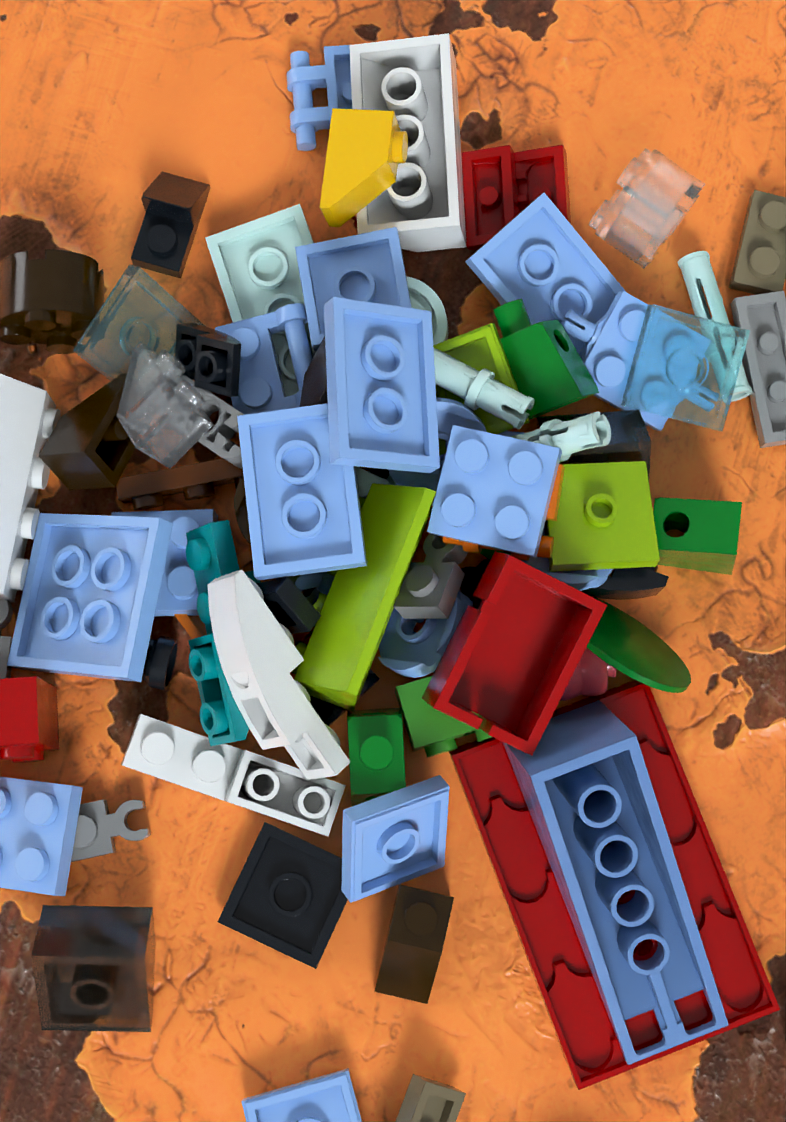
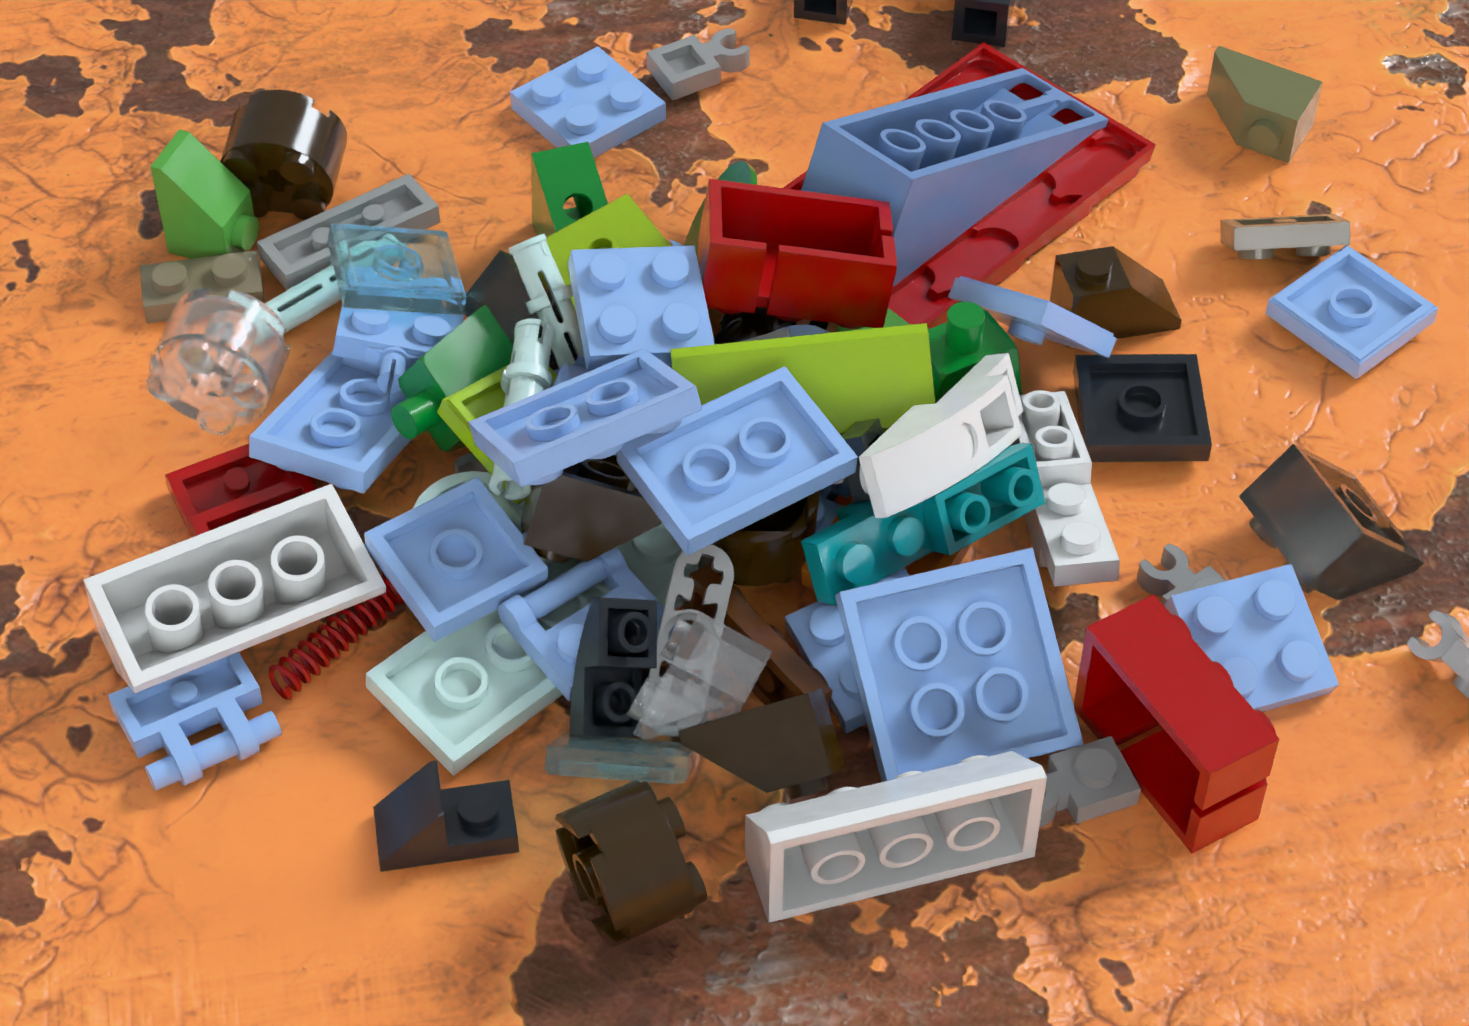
camera: 110 degrees left, 30 degrees down
(359, 161) = (303, 591): yellow slope -> none

